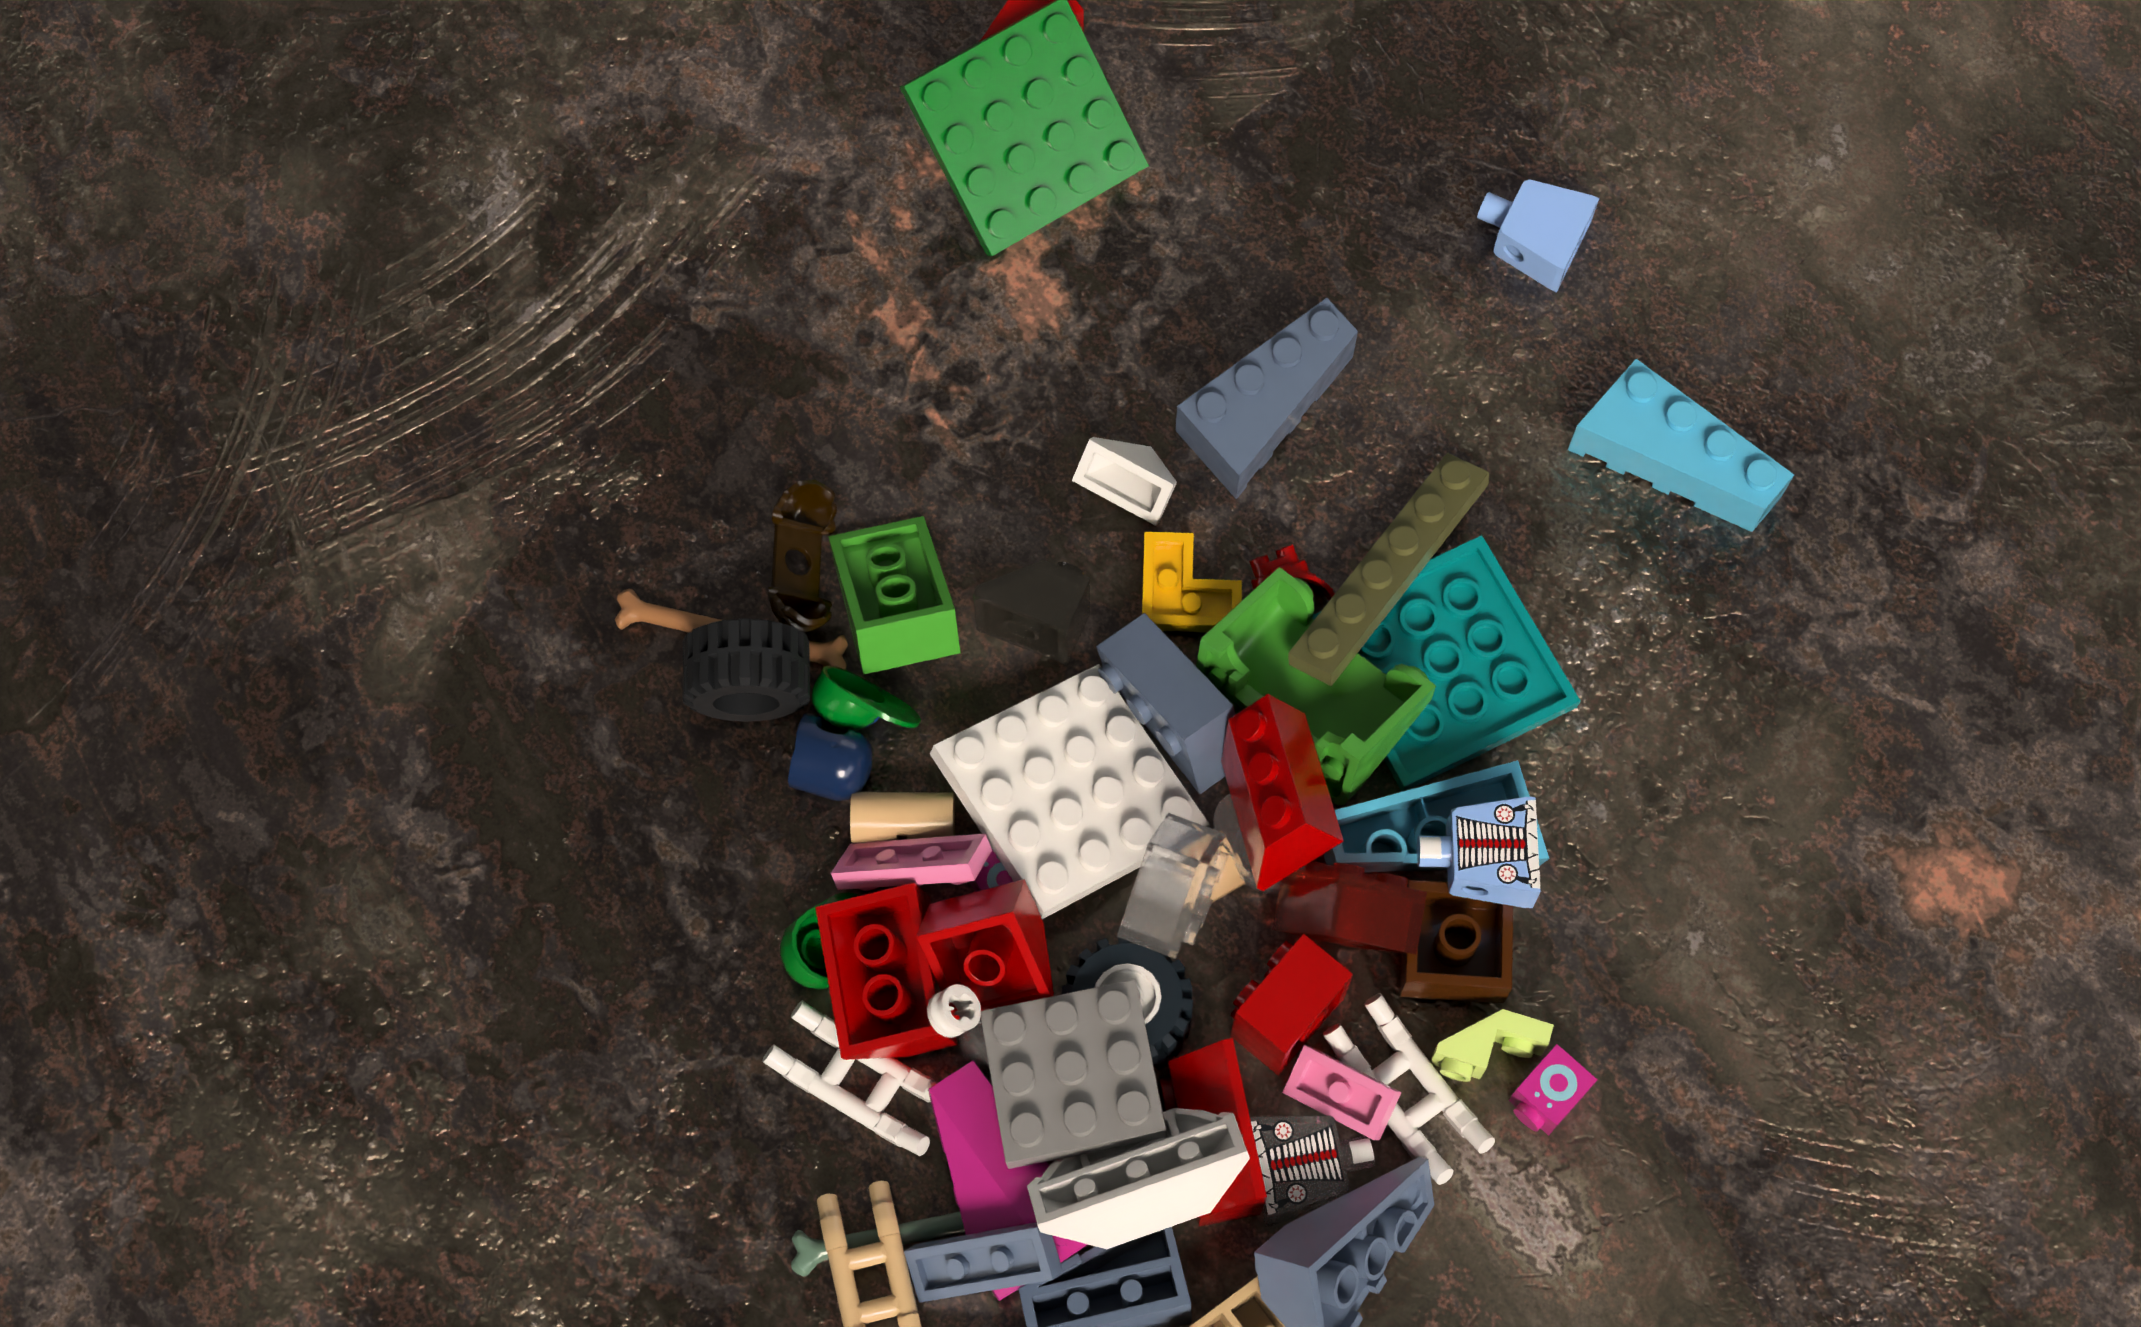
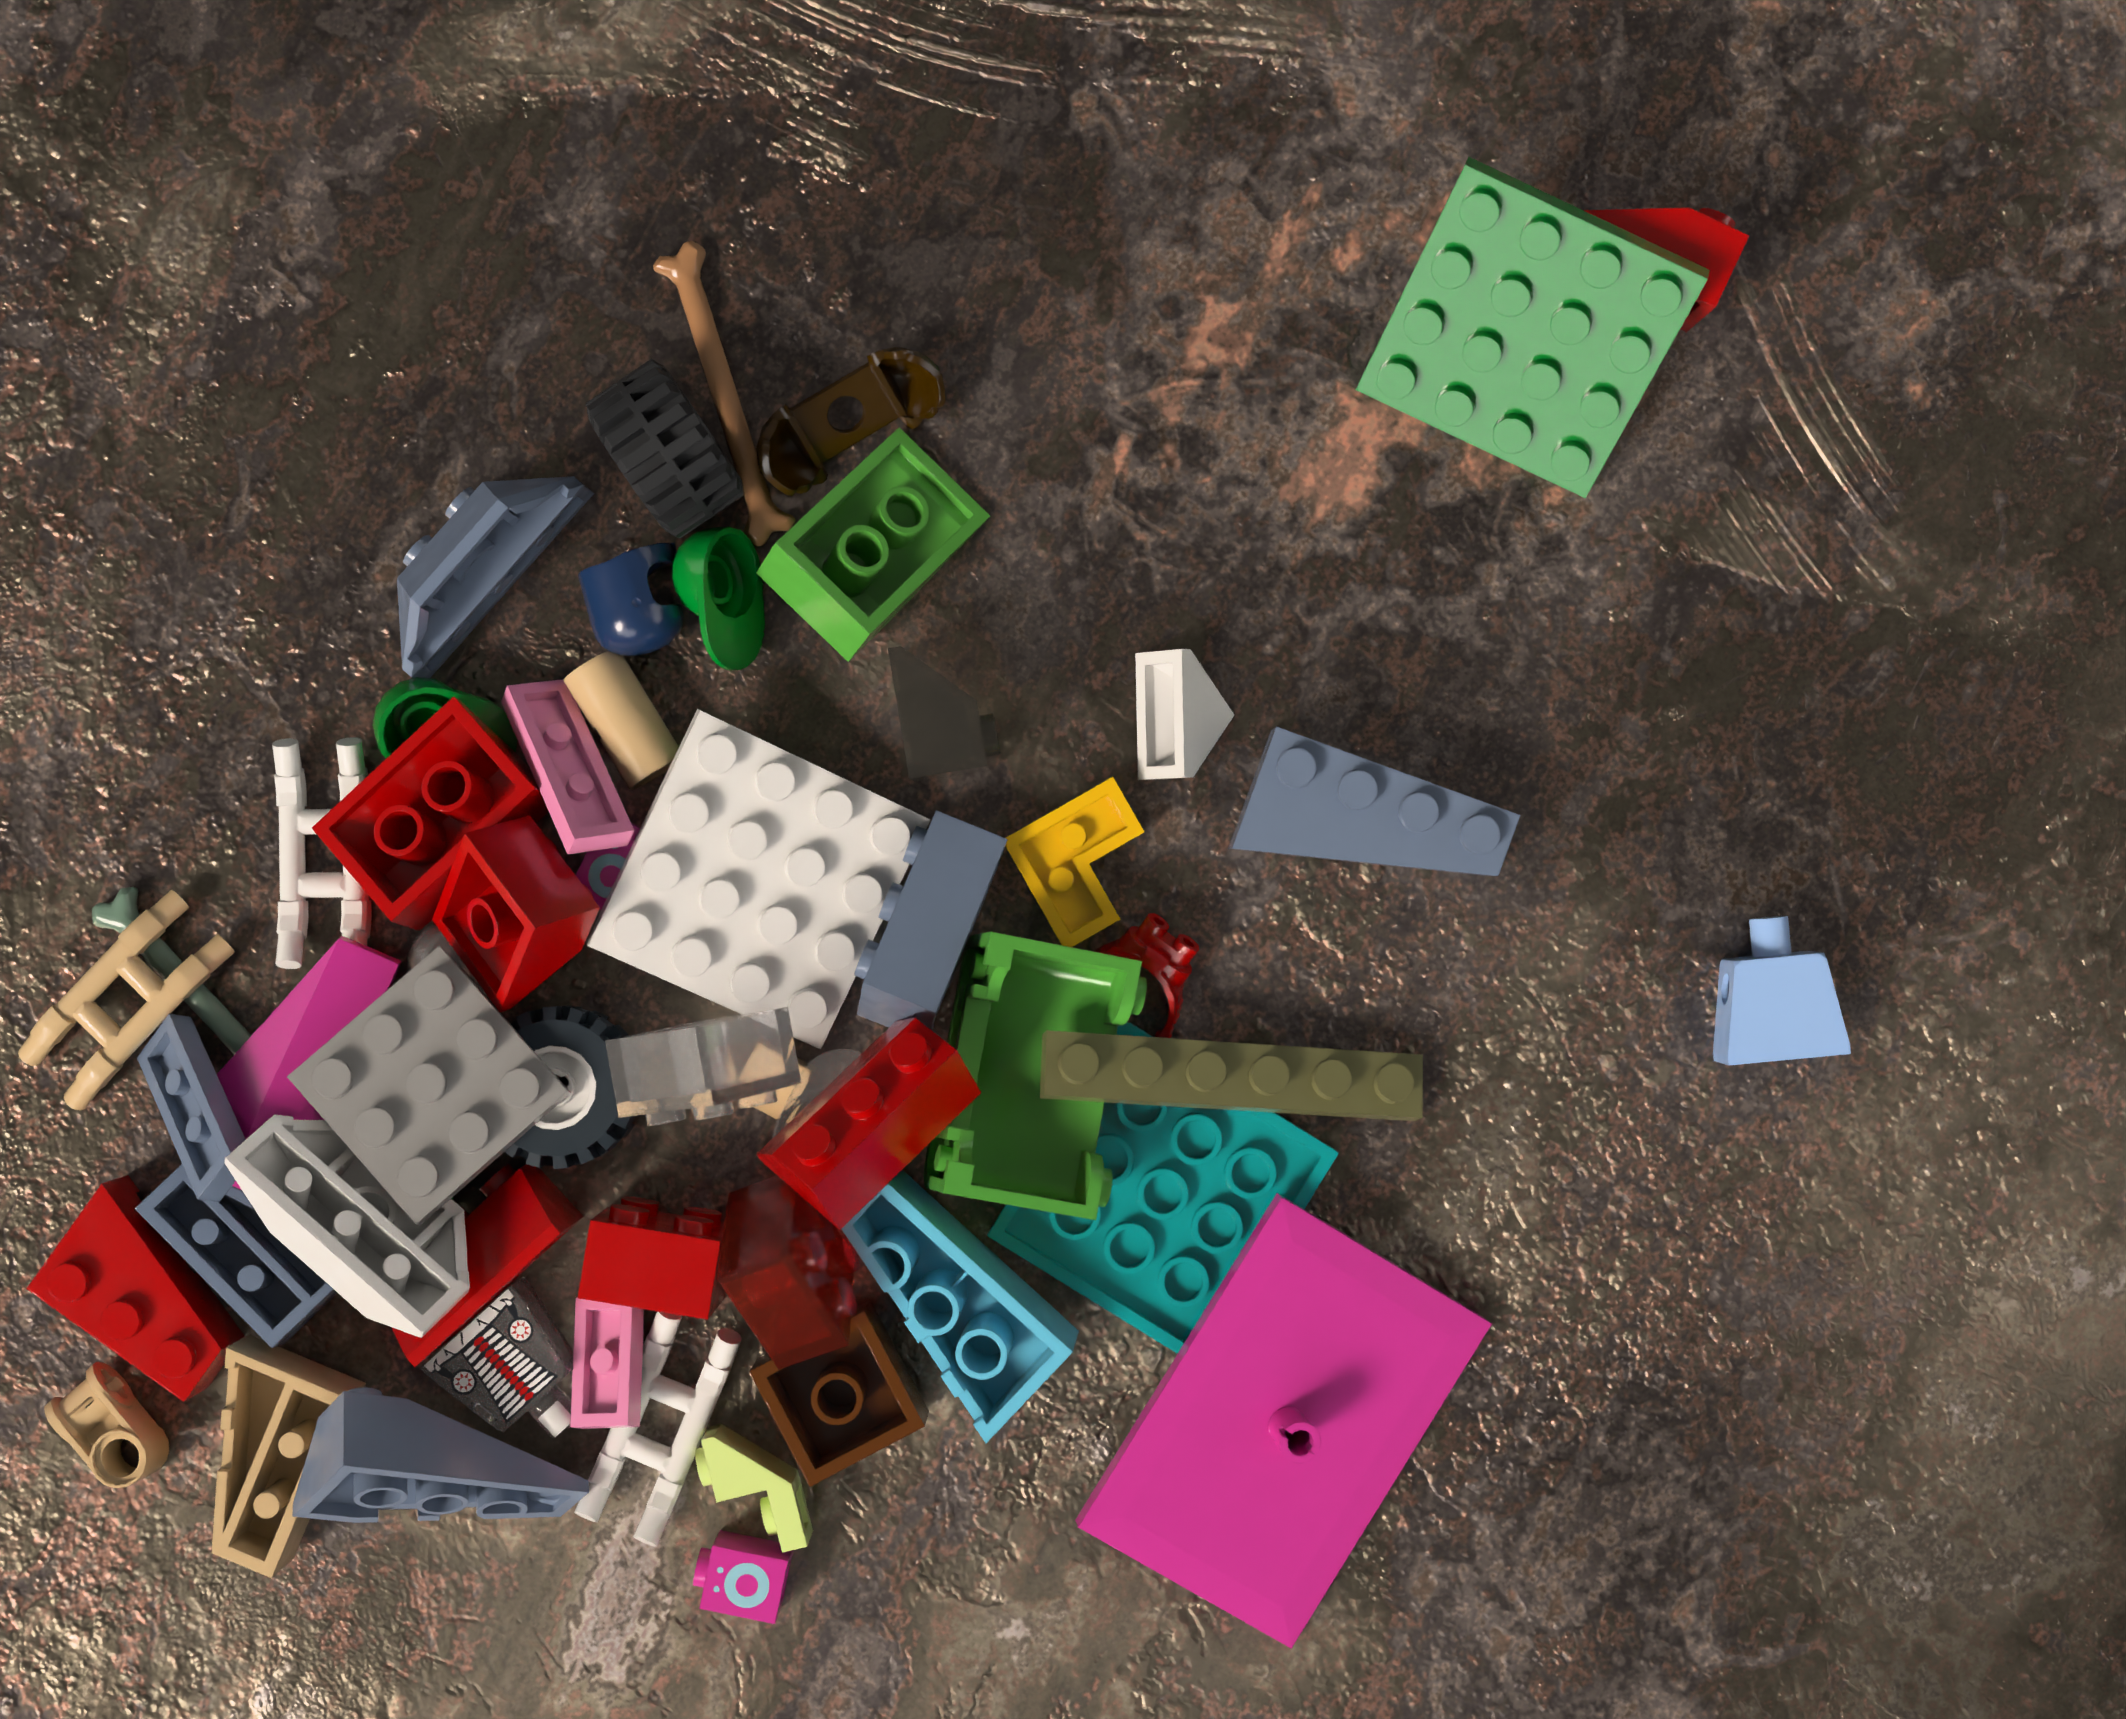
camera: 55 degrees right, 20 degrees up
(730, 849) = (475, 561): none -> sand blue wedge
(940, 1012) = (424, 938): white bush -> none
(1488, 852) = (936, 1385): torso -> none
(1646, 674) = (1301, 1342): none -> dark pink piece
(1680, 448) = (1584, 1310): medium azure wedge -> none

